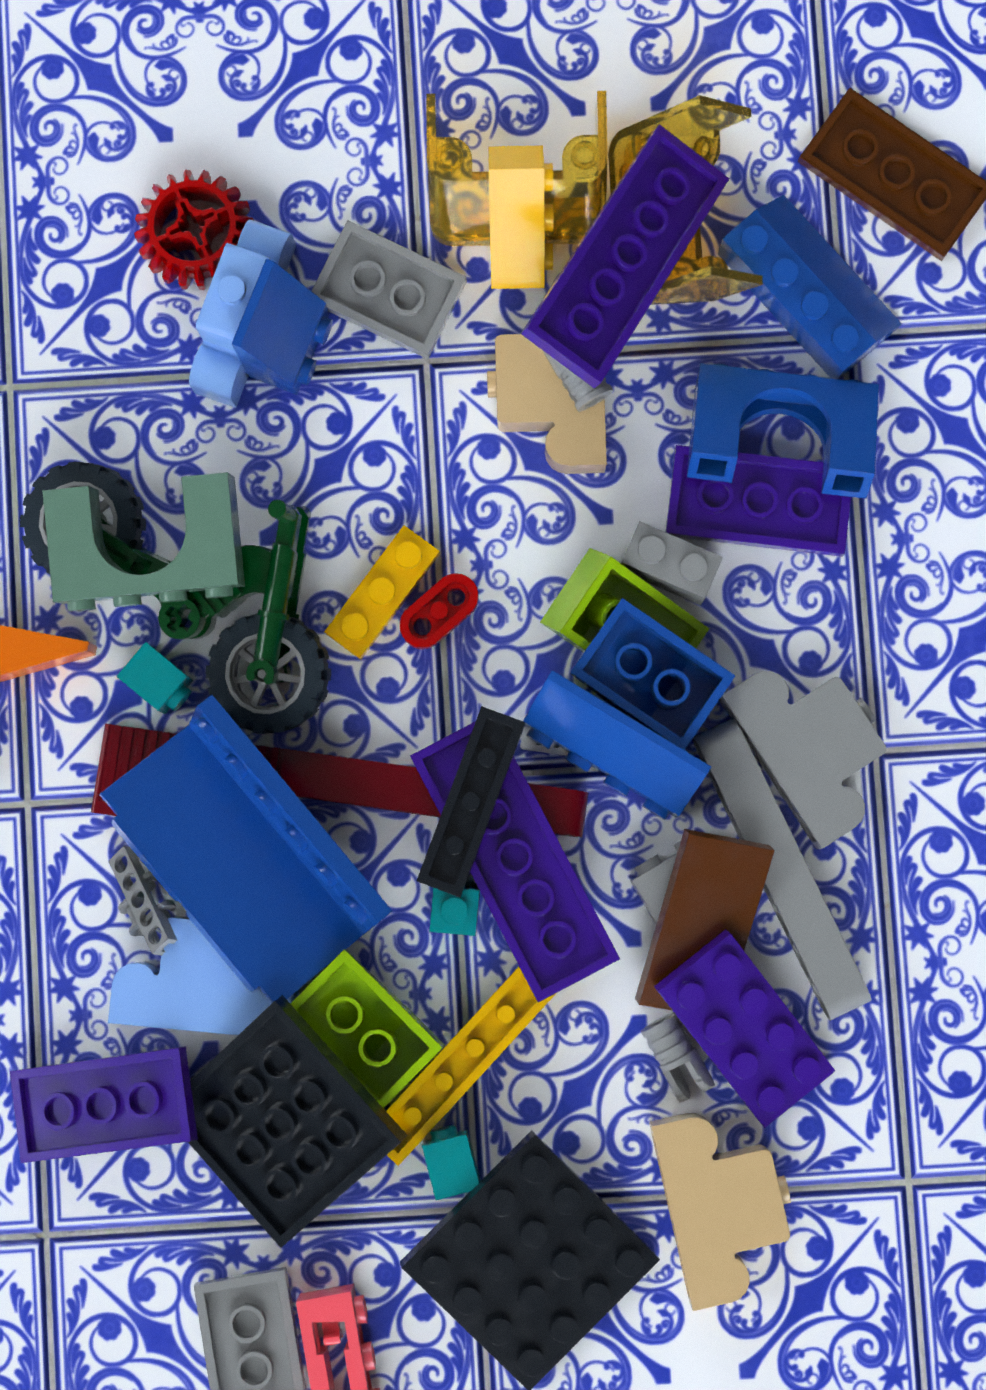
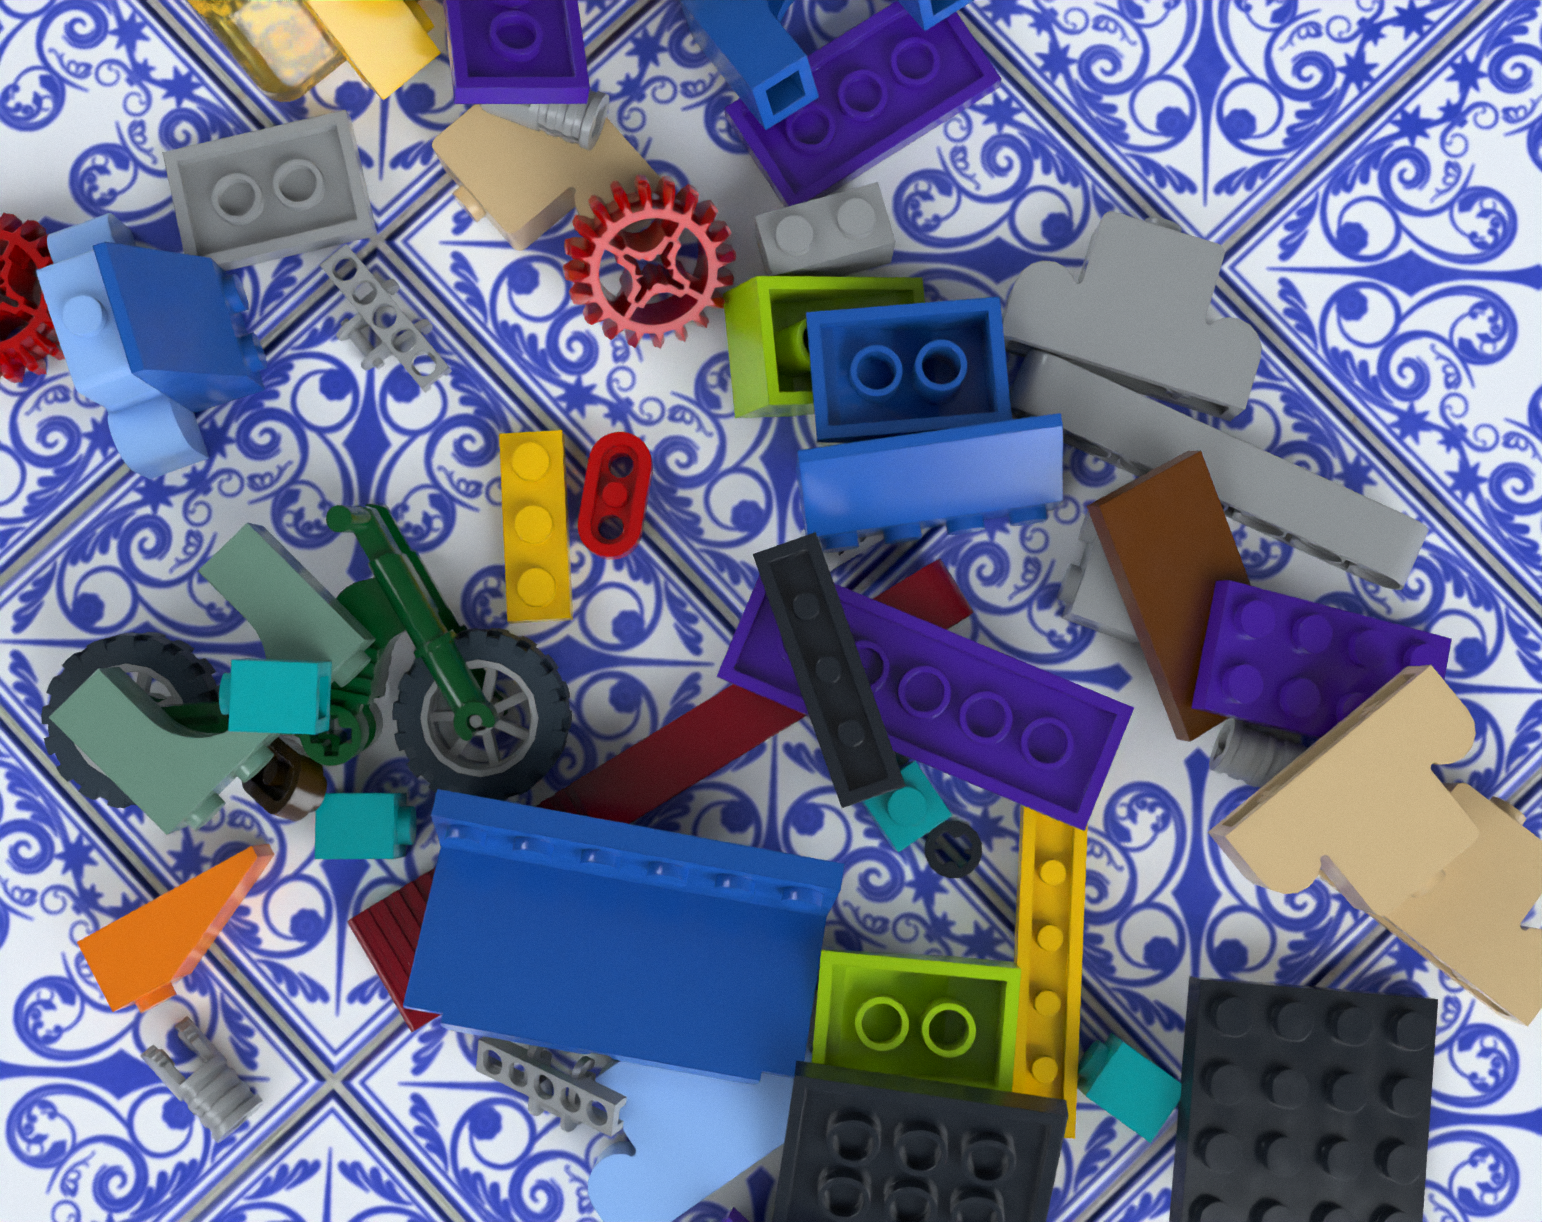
camera: 45 degrees left, 0 degrees up
(136, 625) = (289, 782): none -> dark brown plate
(169, 577) = (277, 696): none -> teal brick
(388, 397) = (367, 307): none -> light grey piece
(473, 947) = (949, 868): none -> black bush
(536, 515) = (638, 286): none -> red gear
(701, 1112) = (1363, 802): none -> tan brick

